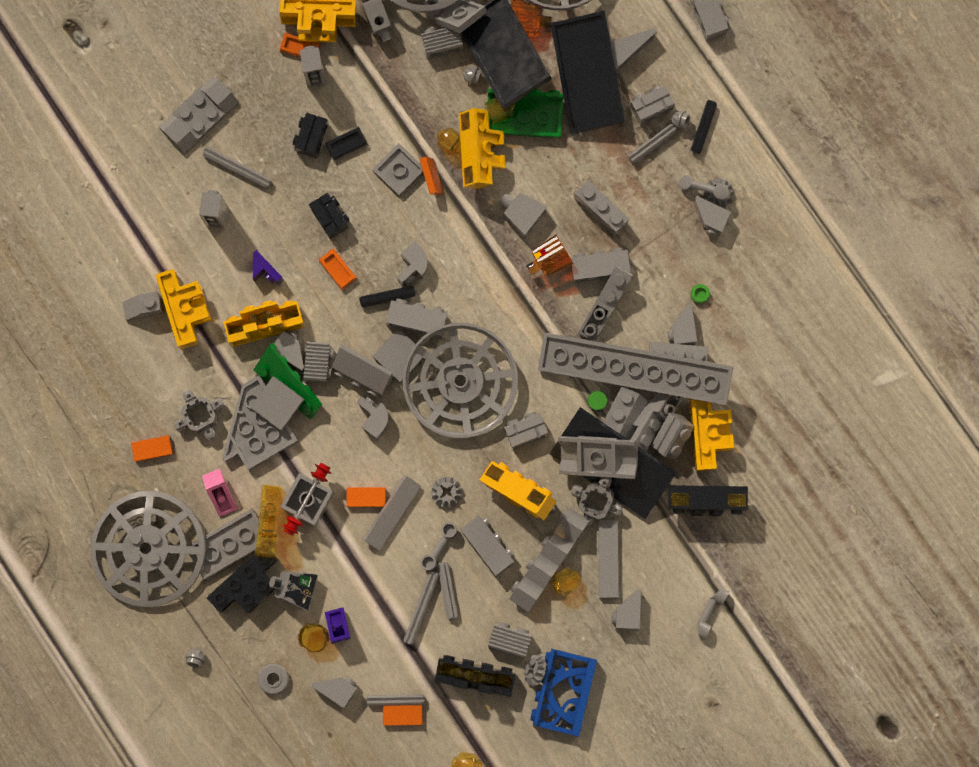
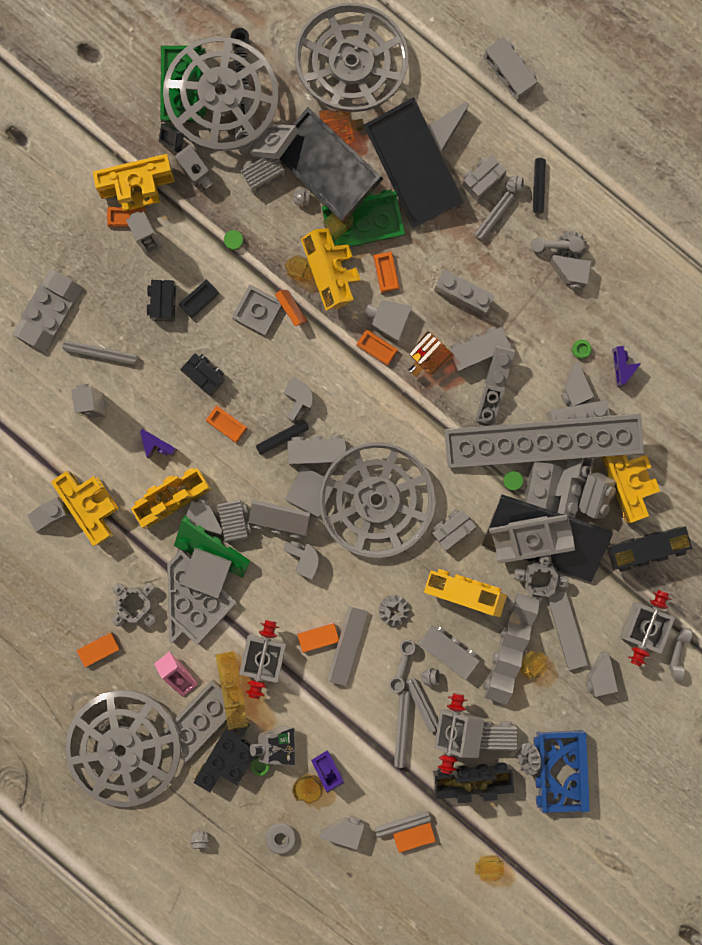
camera: 20 degrees left, 5 degrees up
(273, 604) = (259, 768): none -> bright green tile
(395, 97) = (233, 240): none -> bright green tile
(463, 565) = (431, 677): none -> light grey plate
(472, 623) = (457, 734): none -> light grey brick
(503, 237) = (376, 347): none -> orange tile
(532, 168) = (386, 272): none -> orange tile
(686, 576) = (648, 627): none -> light grey brick
(735, 325) = (622, 370): none -> dark purple slope

